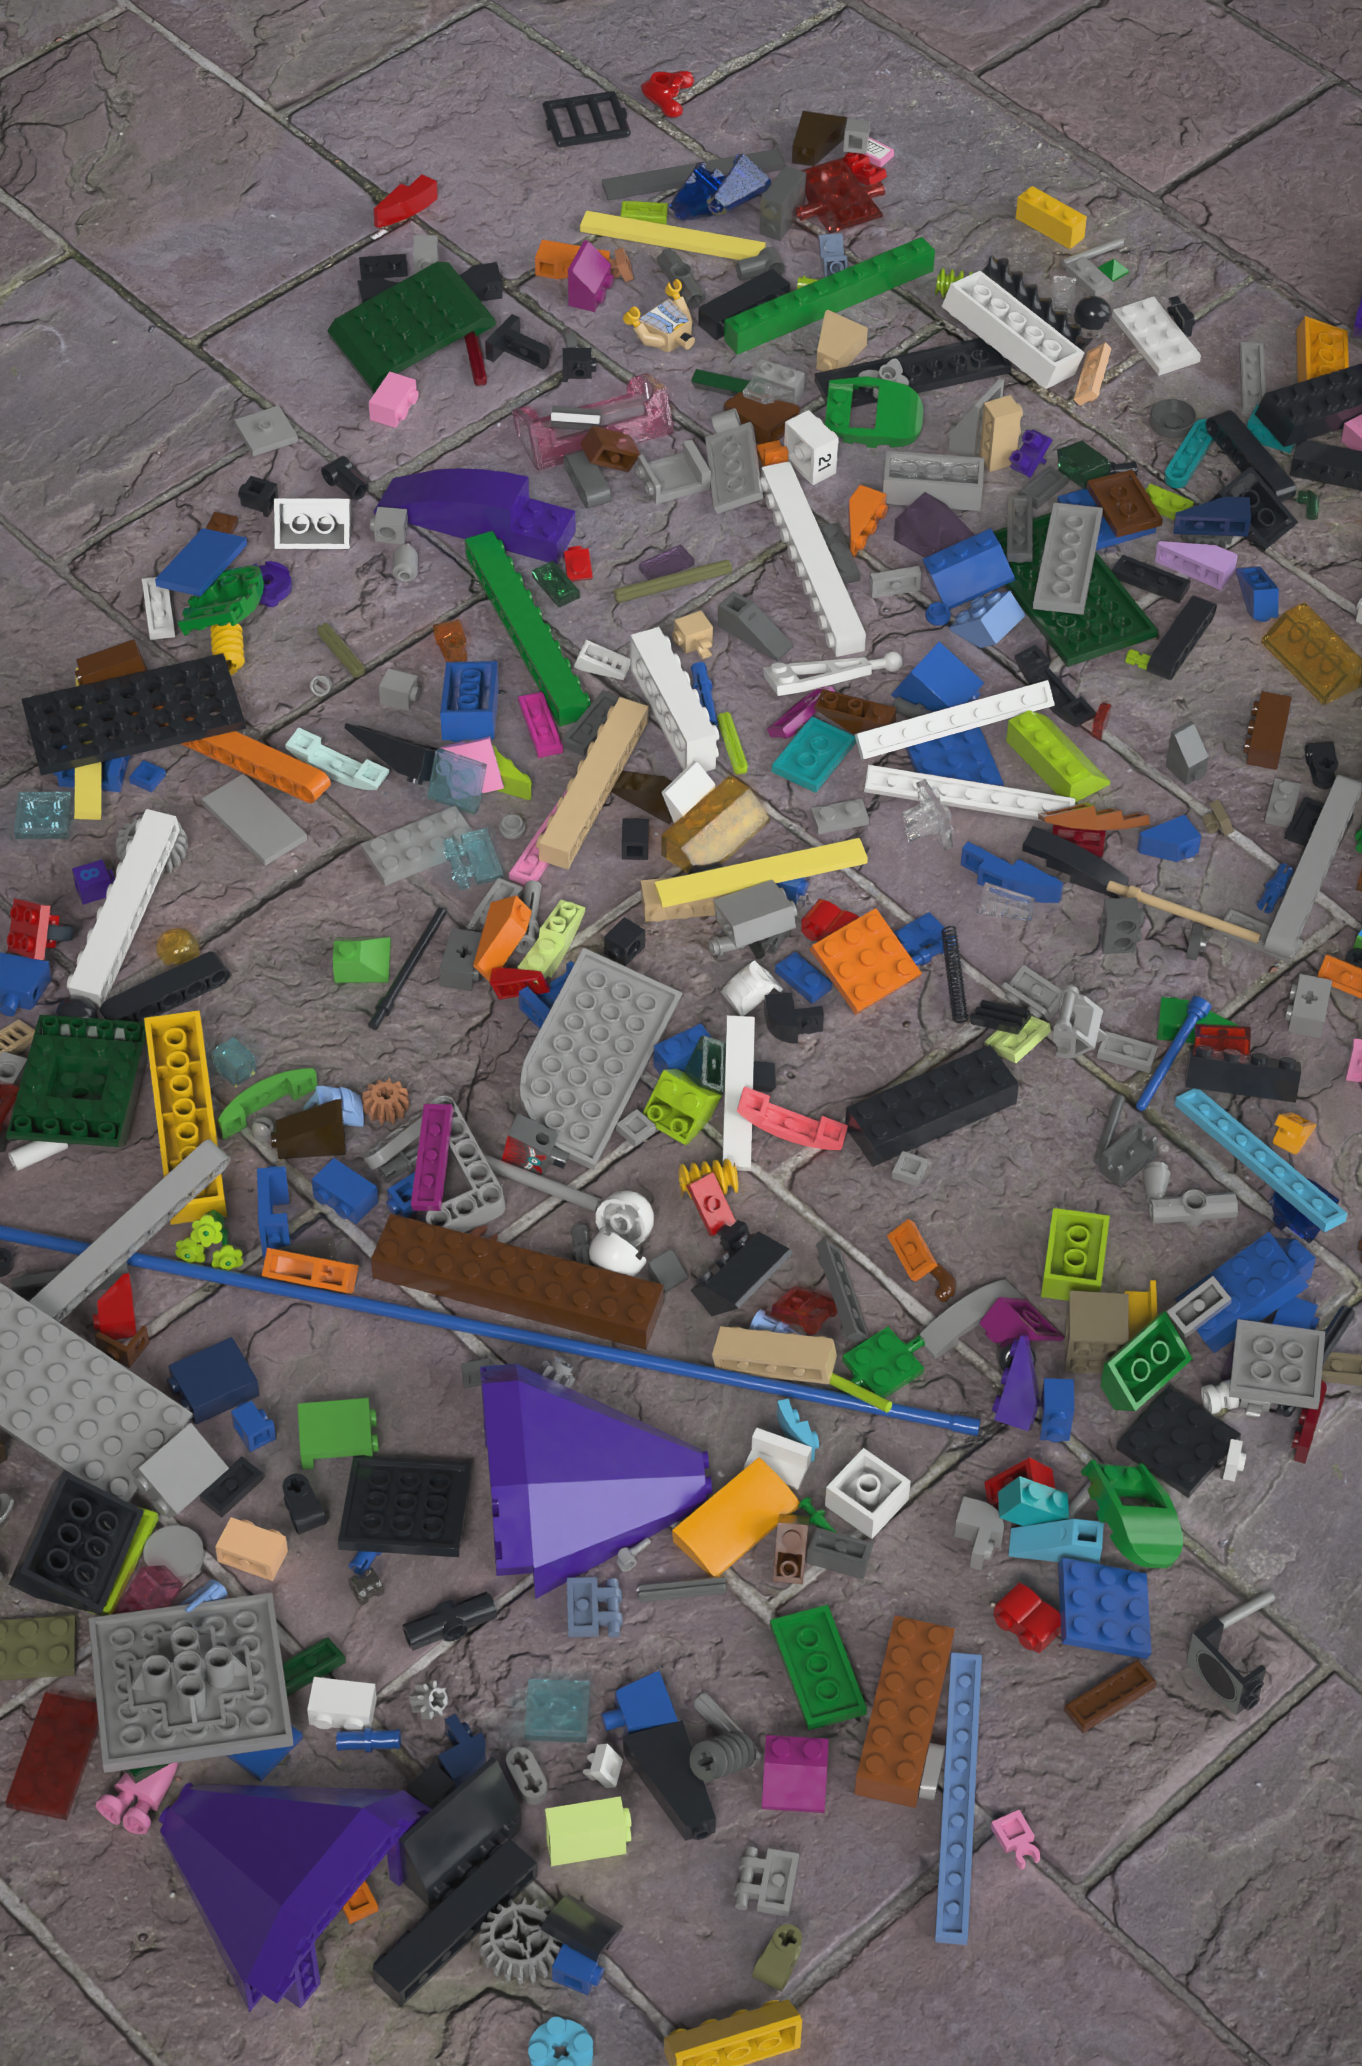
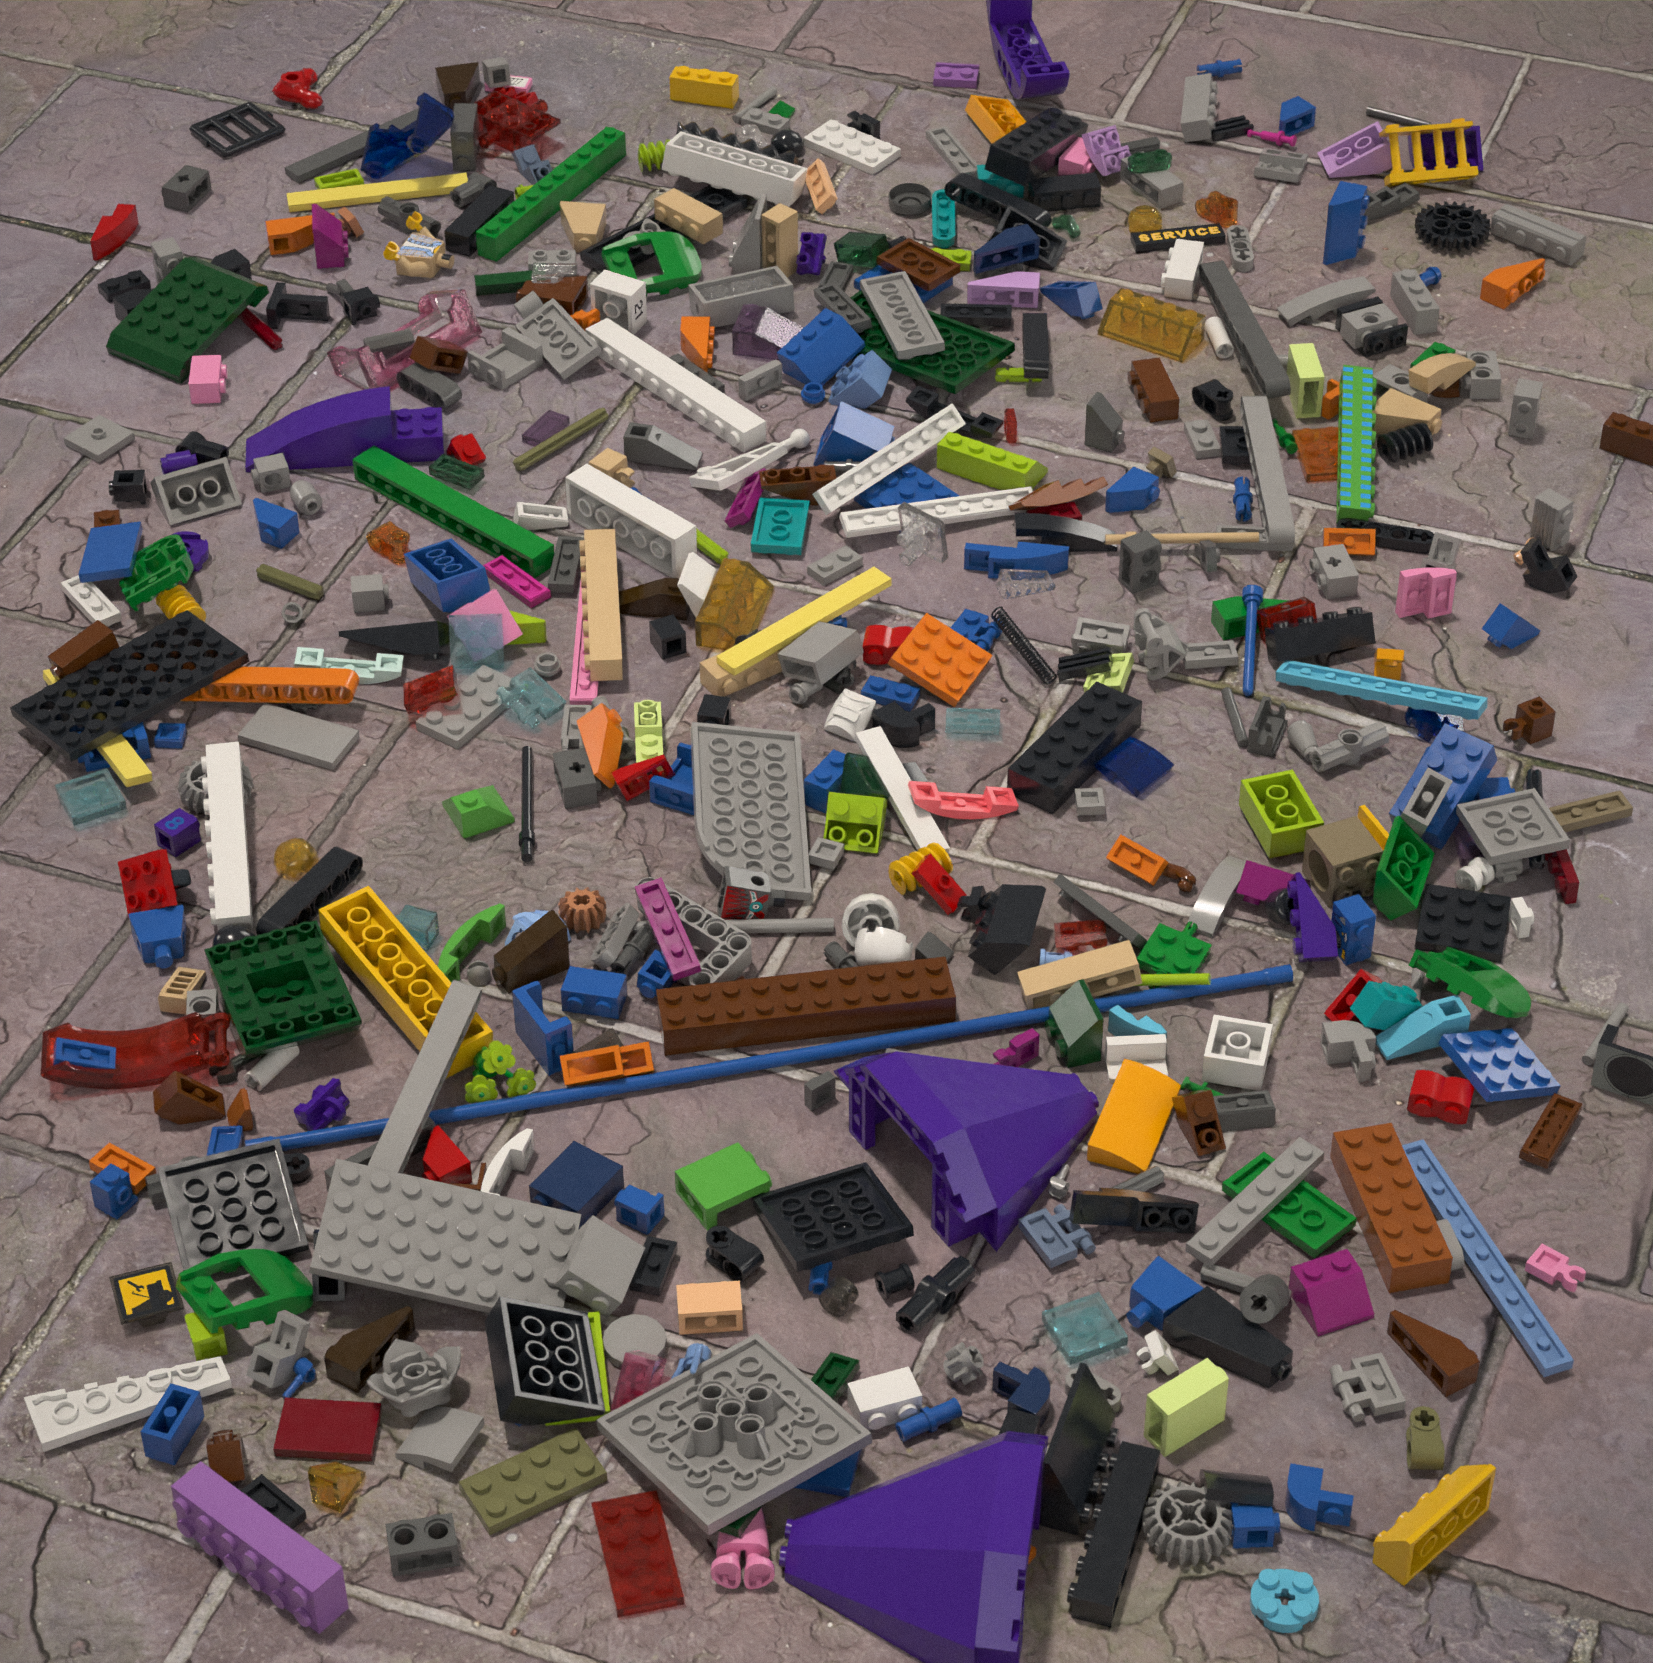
camera: 25 degrees left, 10 degrees down
(53, 1212) = (326, 1104): none -> dark purple hips
(181, 1326) = (512, 1155): none -> white slope
(315, 486) = (177, 461): none -> dark purple brick
(361, 583) = (274, 523): none -> blue slope
(388, 816) = (430, 689): none -> clear red plate
(423, 1591) = (894, 1281): none -> black bush
(498, 174) = (186, 188): none -> dark grey brick
(639, 1968) = (1308, 1503): none -> blue brick
(672, 1611) = (1134, 1209): none -> black slope
(677, 1406) = (1020, 1050): none -> magenta plate
(737, 1406) = (1076, 1026): none -> dark green slope
(783, 1653) = (1254, 1202): none -> light grey plate
(850, 1878) = (1436, 1353): none -> reddish brown slope
(857, 1038) = (972, 721): none -> clear light blue plate
(936, 369) = (688, 216): none -> tan brick
(977, 1146) = (1134, 765): none -> clear blue slope
(1314, 283) = (956, 75): none -> medium lavender plate

